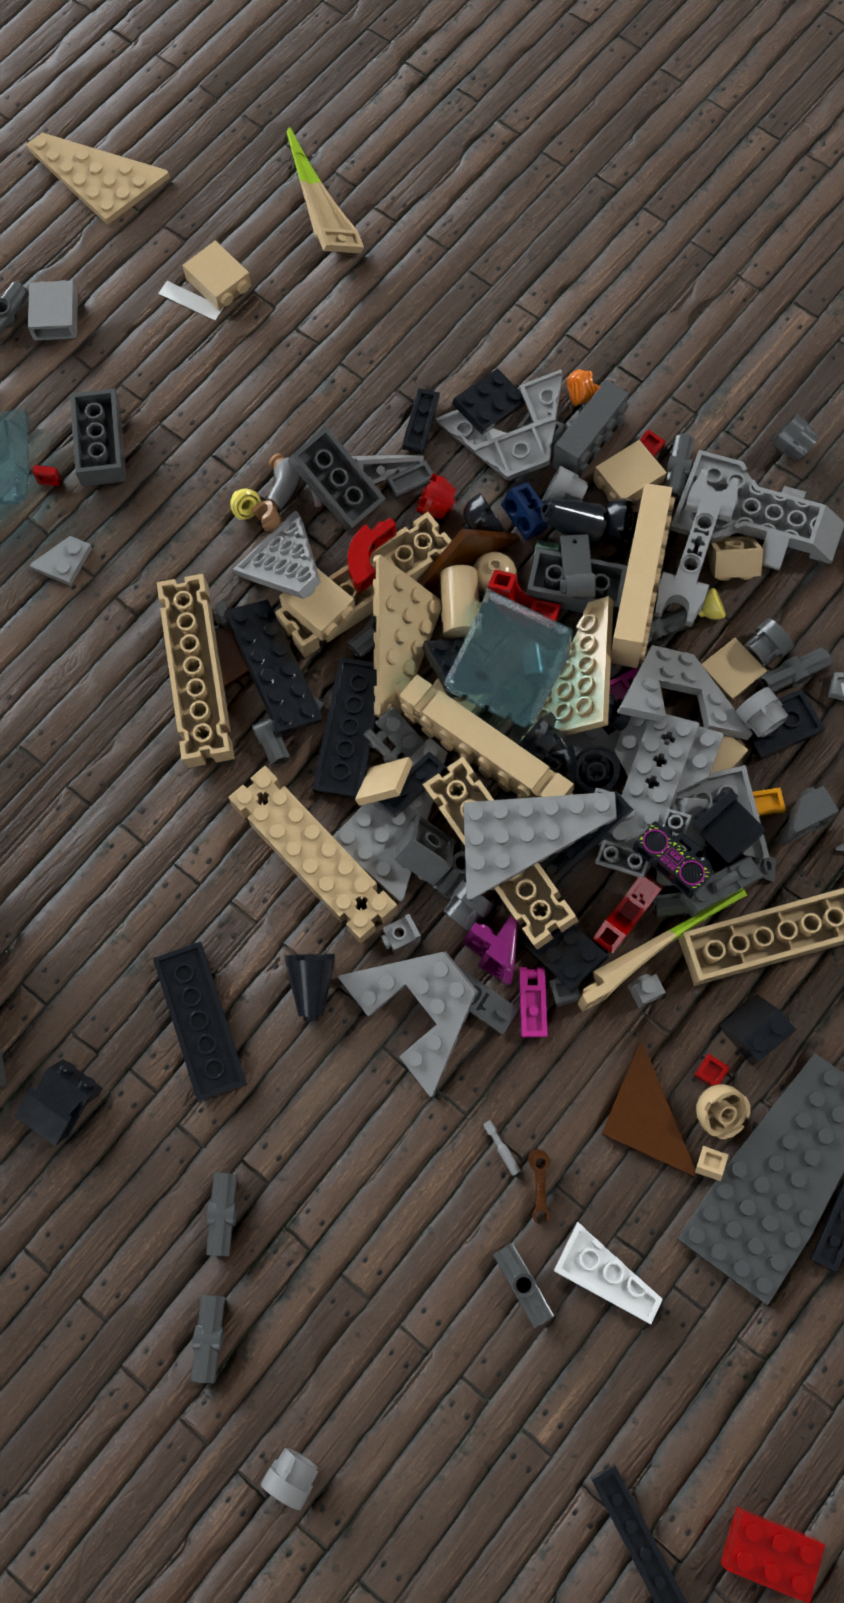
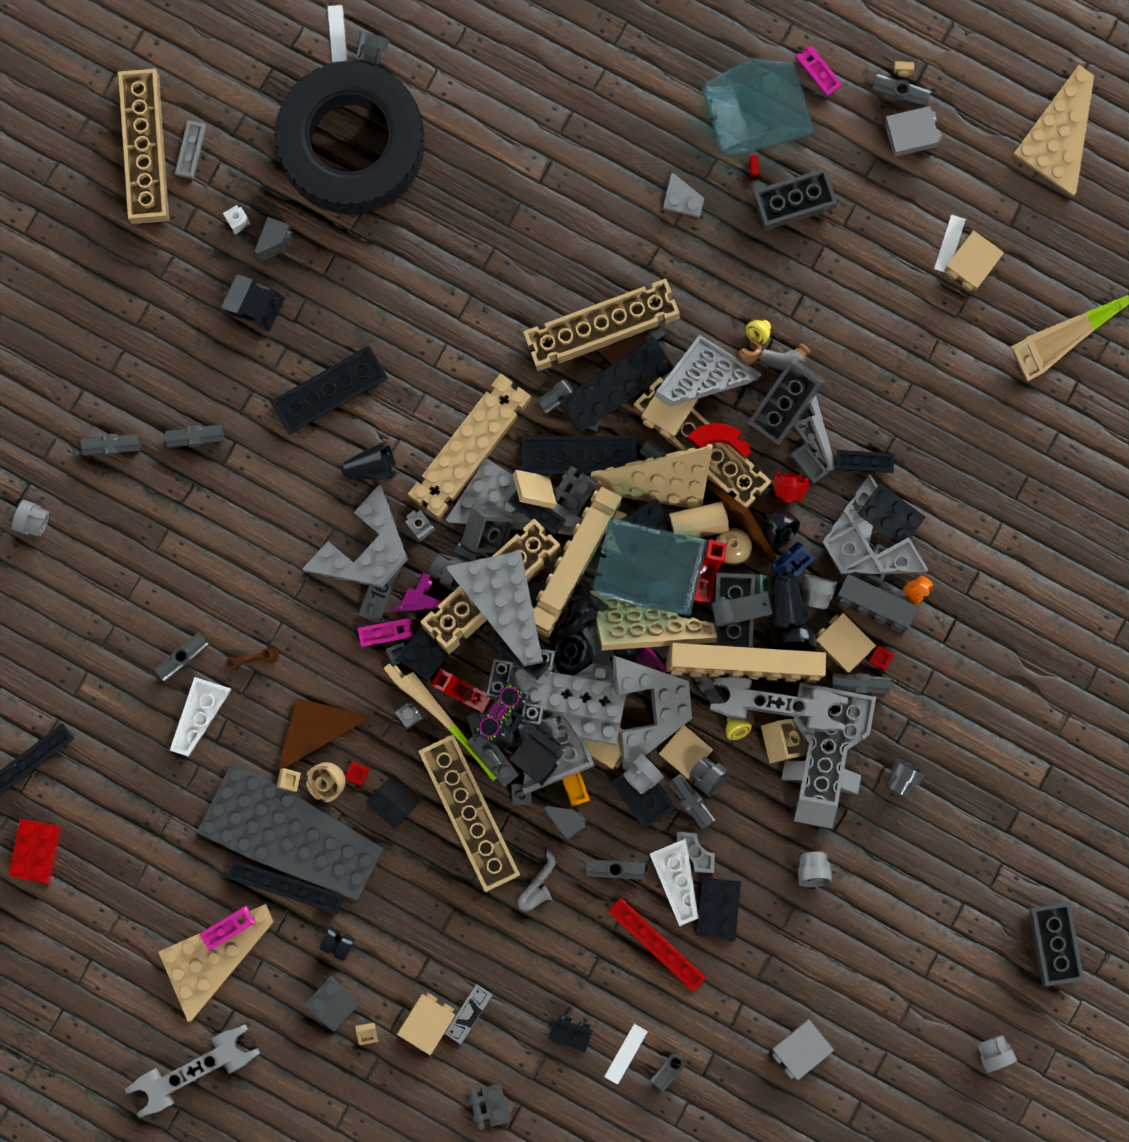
camera: 80 degrees right, 10 degrees up
(502, 1149) = (271, 630): light grey piece -> none

